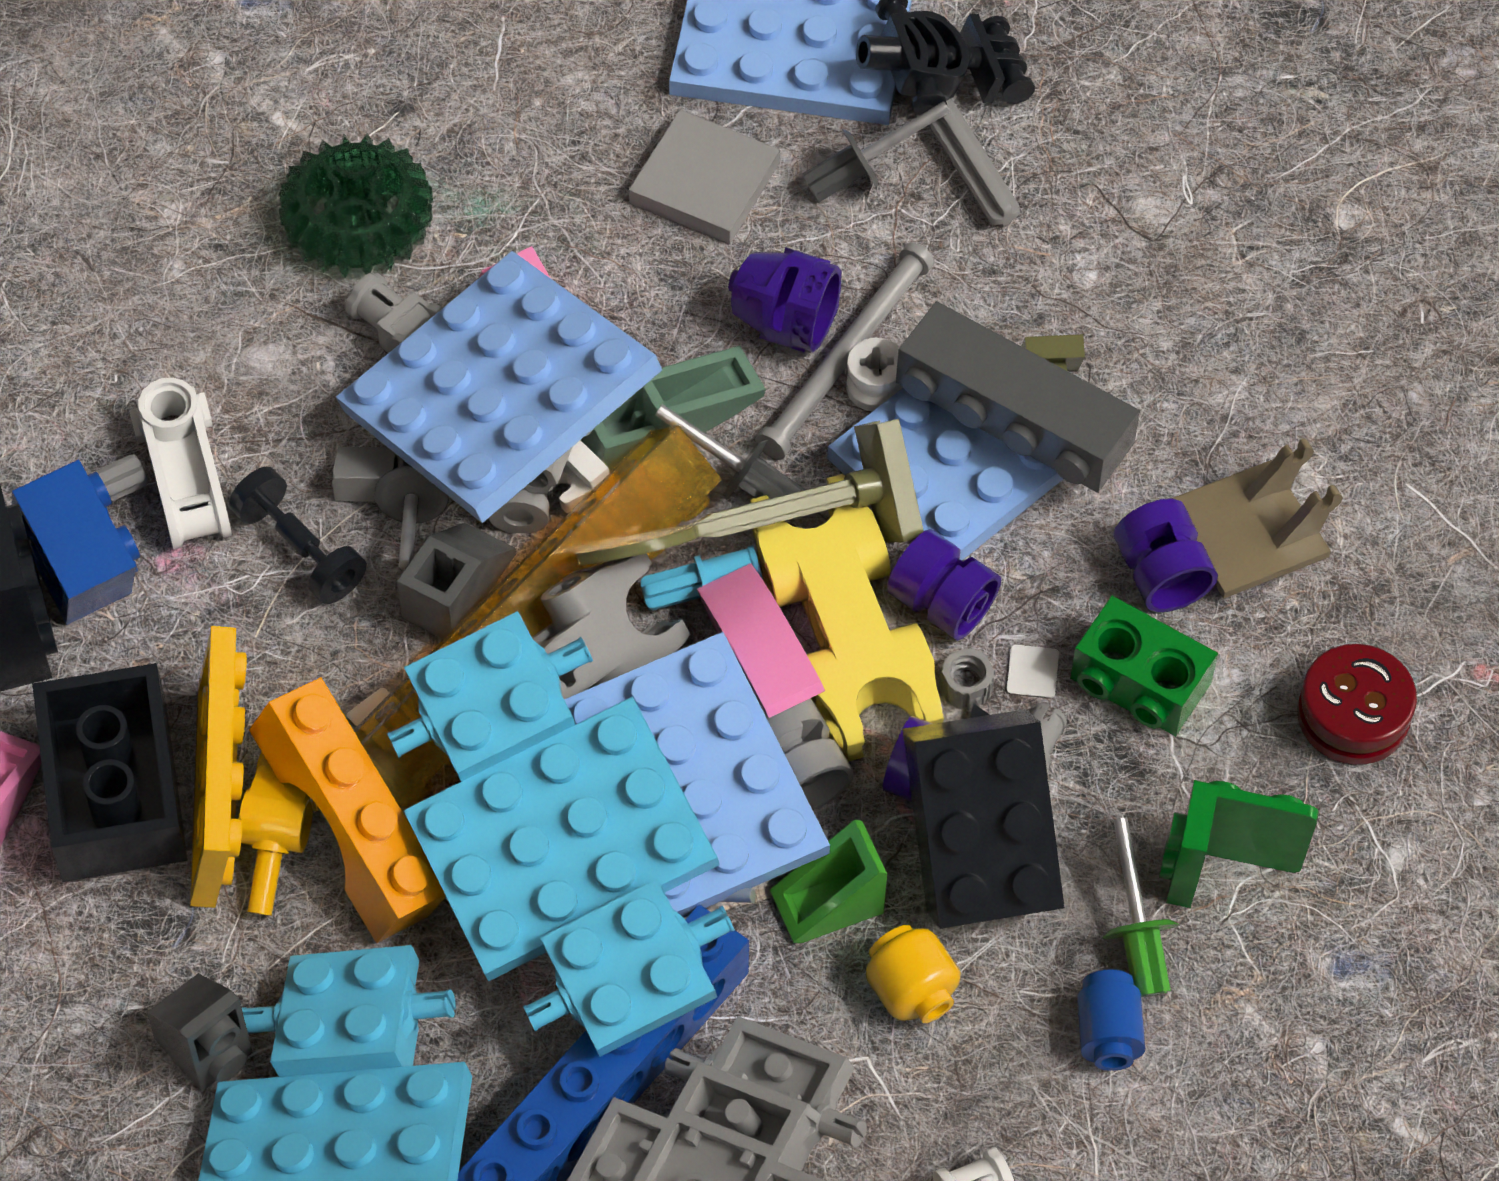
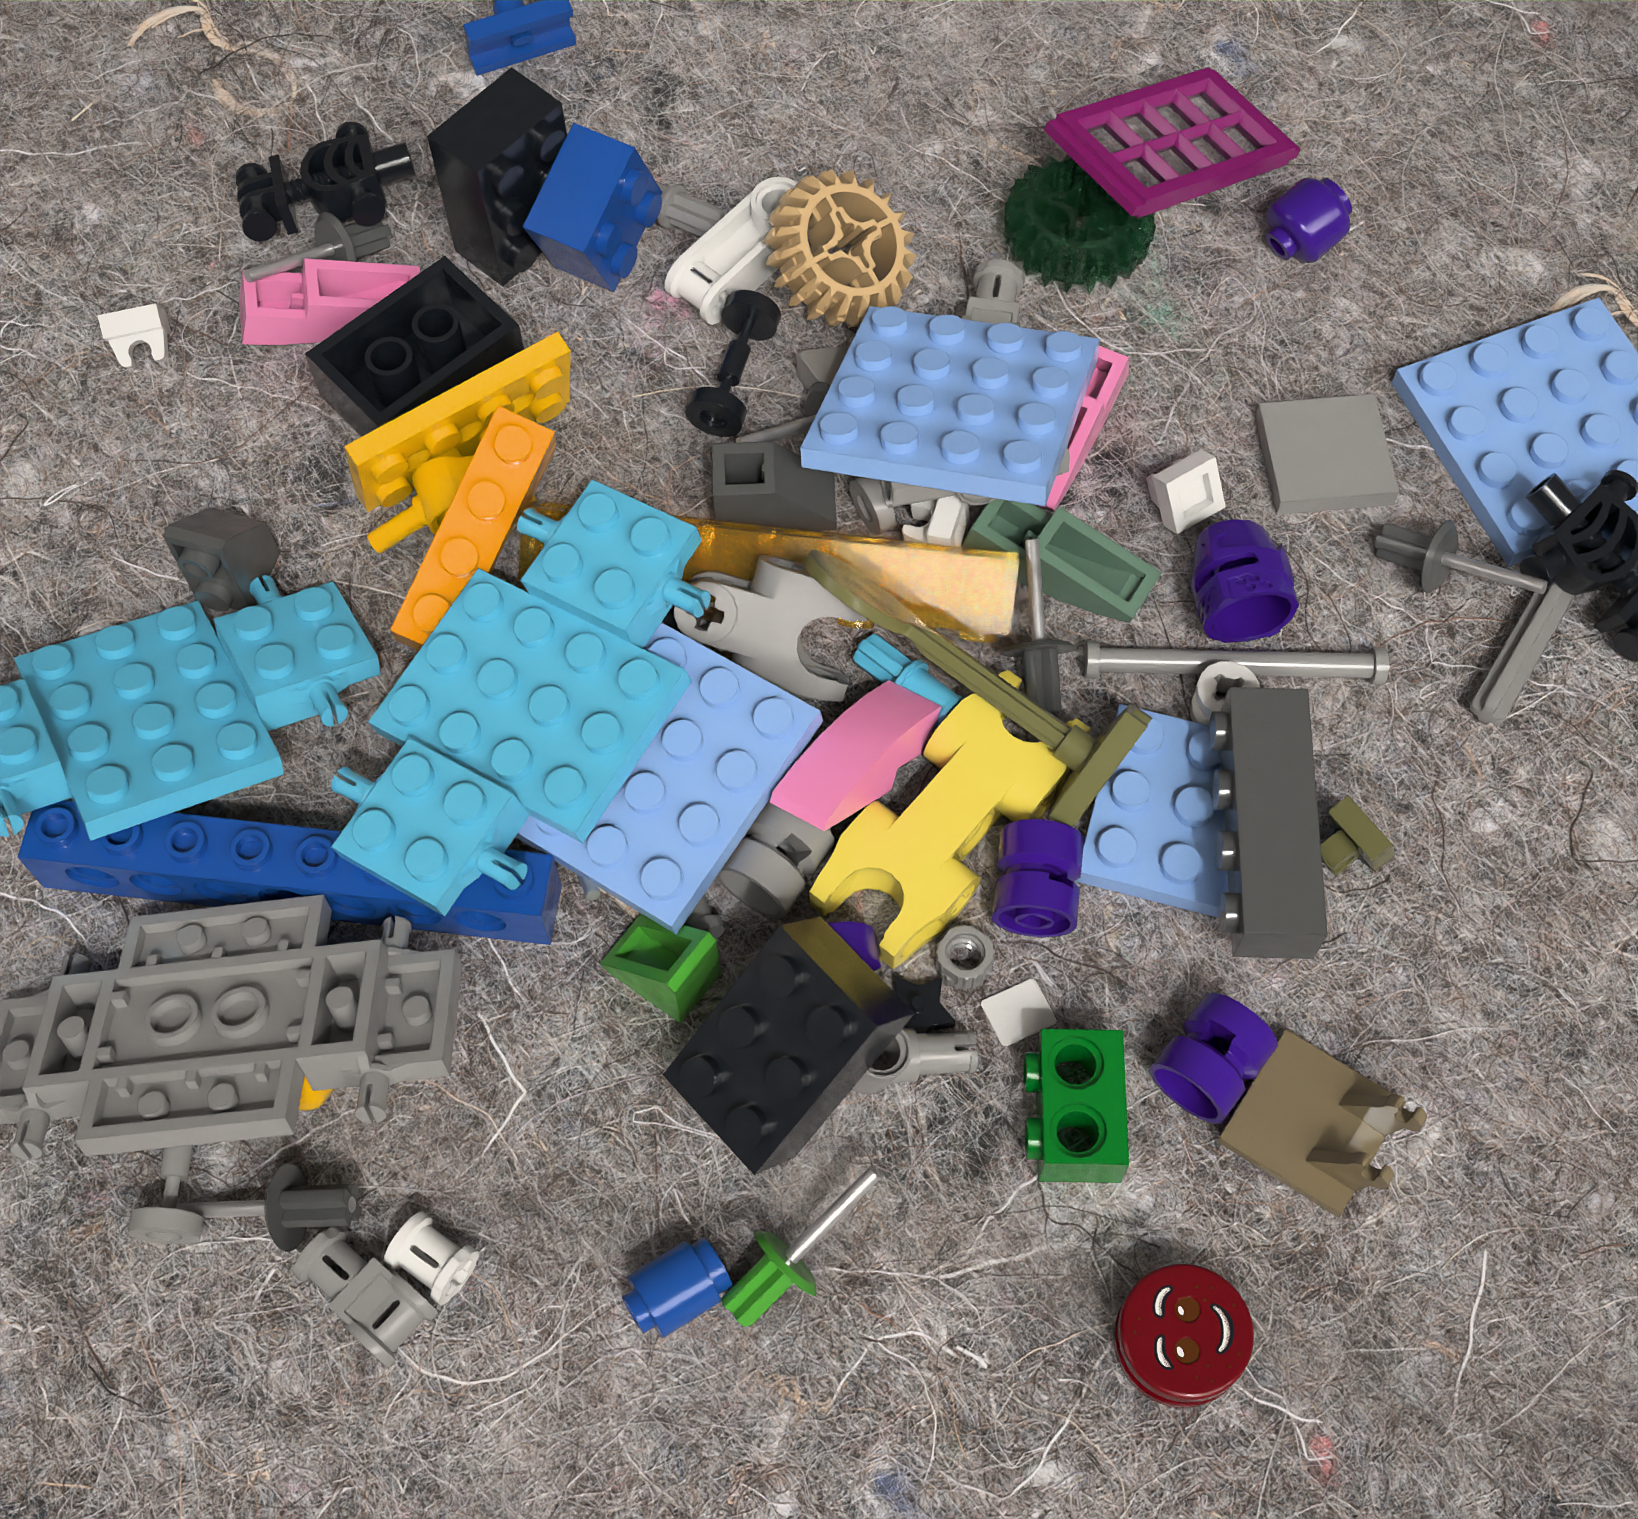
camera: 60 degrees right, 5 degrees up
(257, 386) = (839, 215): none -> tan gear
(339, 90) = (1171, 141): none -> magenta piece
(485, 49) = (1308, 220): none -> dark purple head
(674, 287) = (1187, 491): none -> white tile
(912, 974) = (611, 1079): yellow head -> none
(1234, 827) = (906, 1252): green bracket -> none

